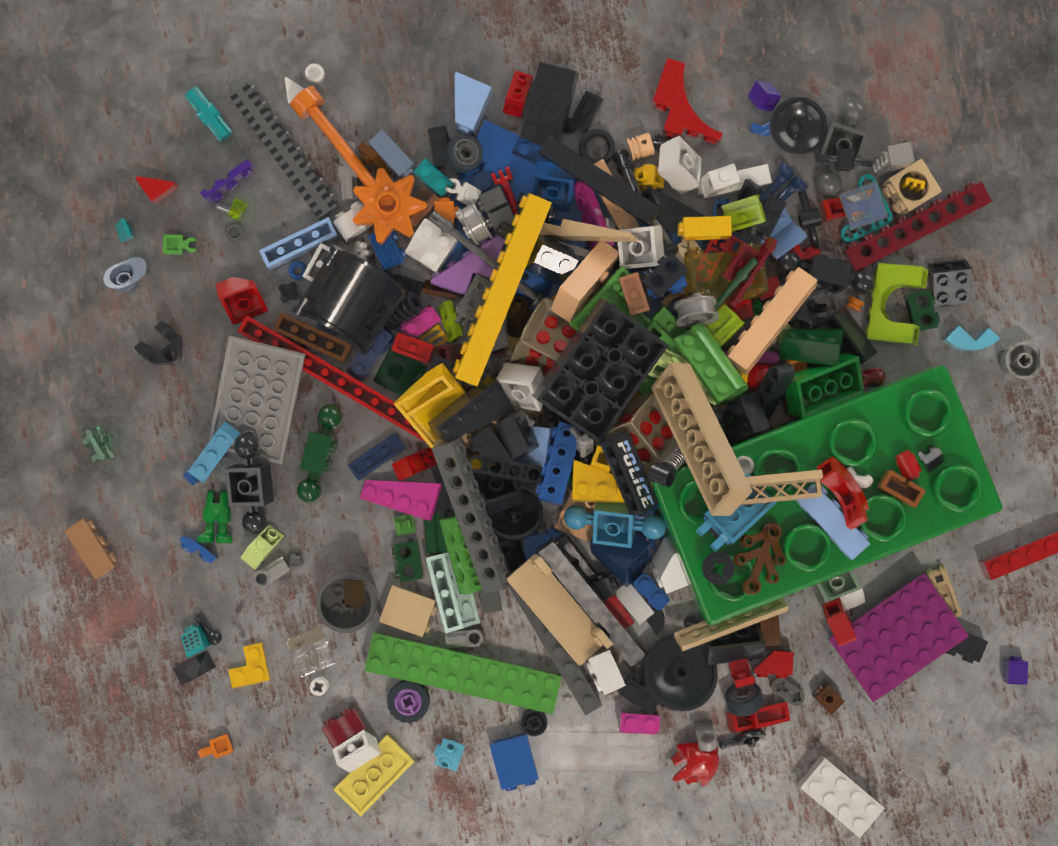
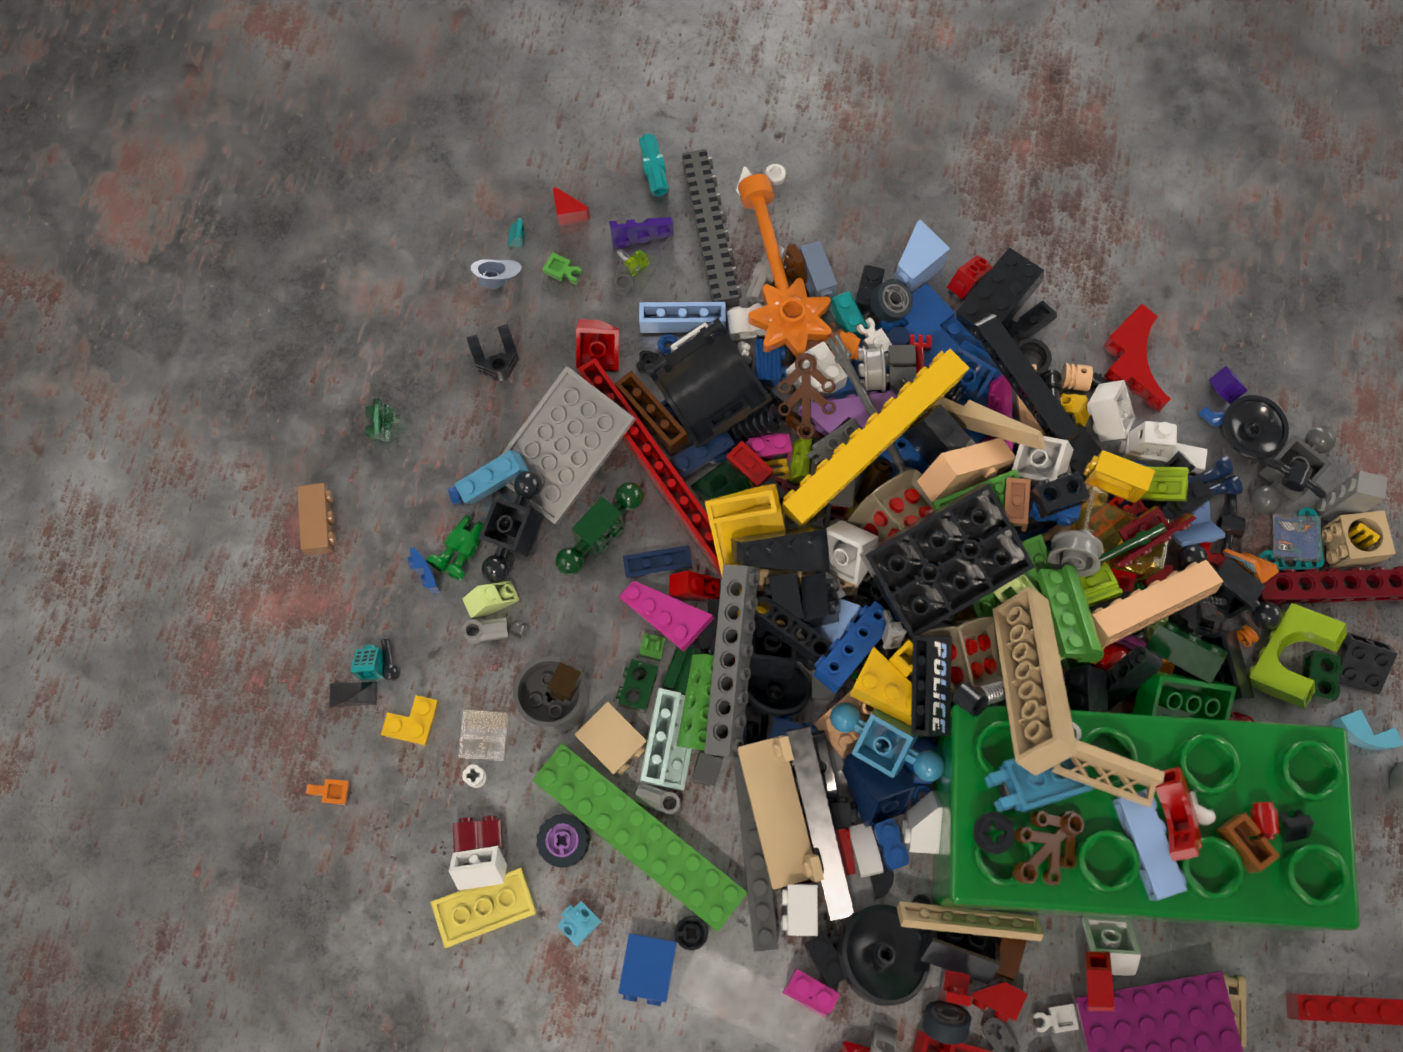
camera: 25 degrees right, 15 degrees down
(431, 269) = (806, 392): none -> reddish brown plant
(824, 656) = (1060, 1017): none -> white plate
(831, 209) = (1258, 527): red slope -> none
(837, 247) = (1253, 565): none -> orange panel

